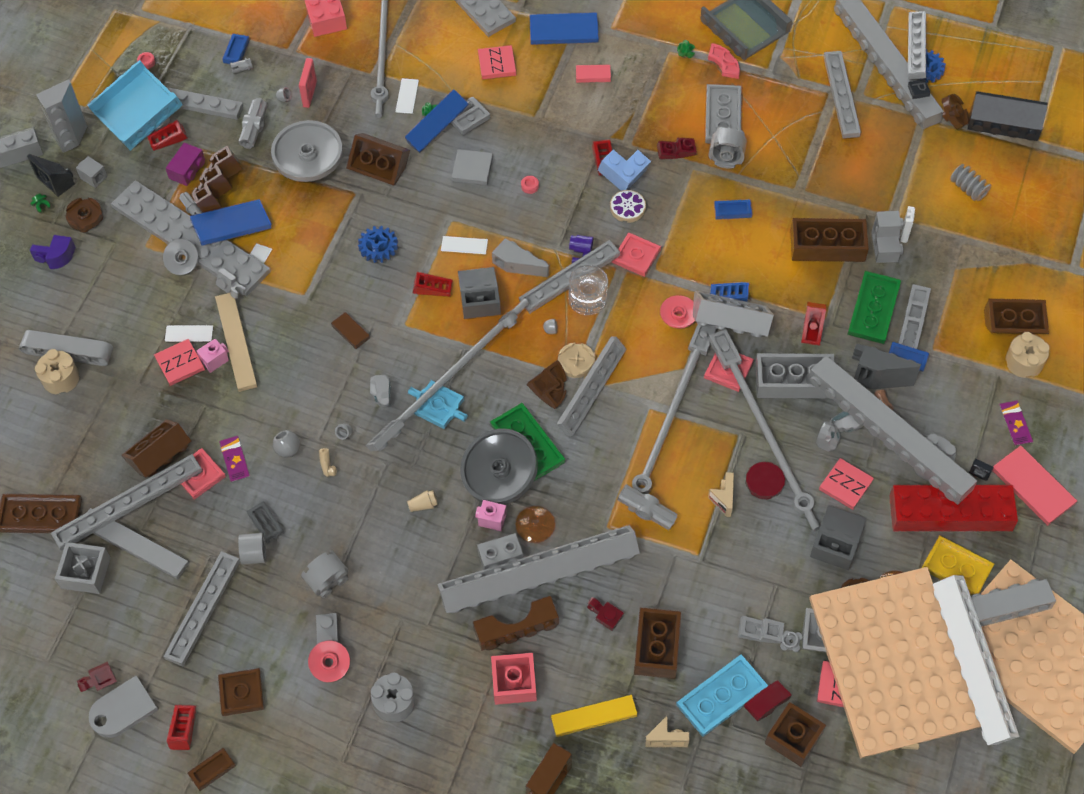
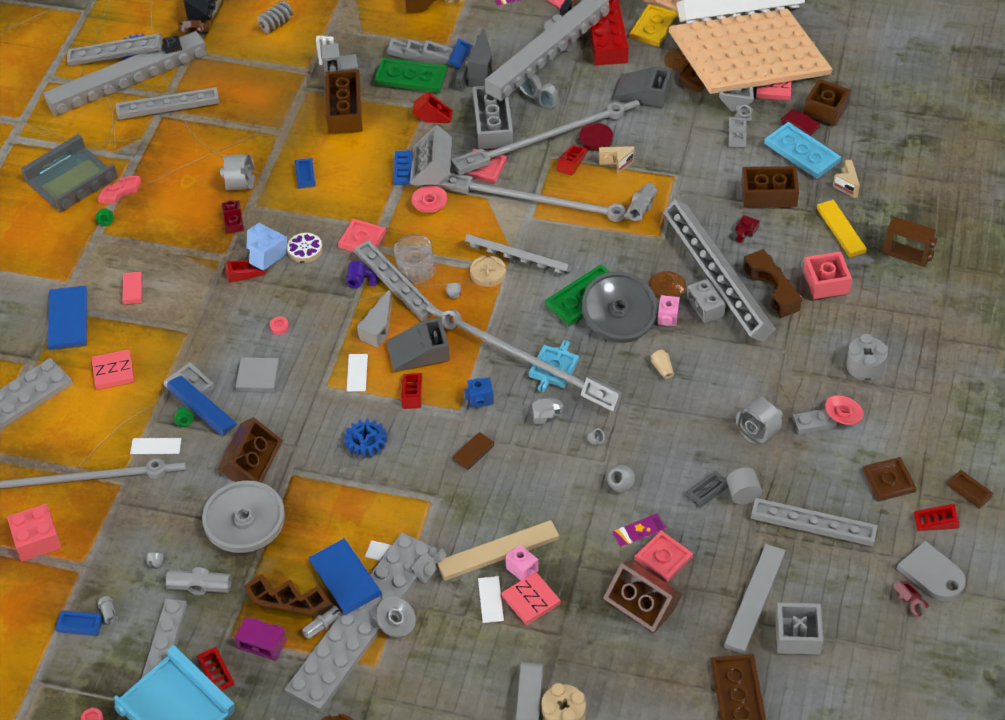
camera: 95 degrees left, 10 degrees down
(127, 501) = (714, 609): light grey tile -> none
(307, 82) = (146, 527): coral tile -> none
(325, 463) = (639, 445): tan arm -> none
(411, 335) = (479, 392): none -> blue brick
(550, 384) = (519, 287): reddish brown brick -> none
(722, 108) = (187, 186): light grey tile -> none
(728, 457) = (570, 161): none -> red slope
(846, 483) = (590, 88): coral tile -> none

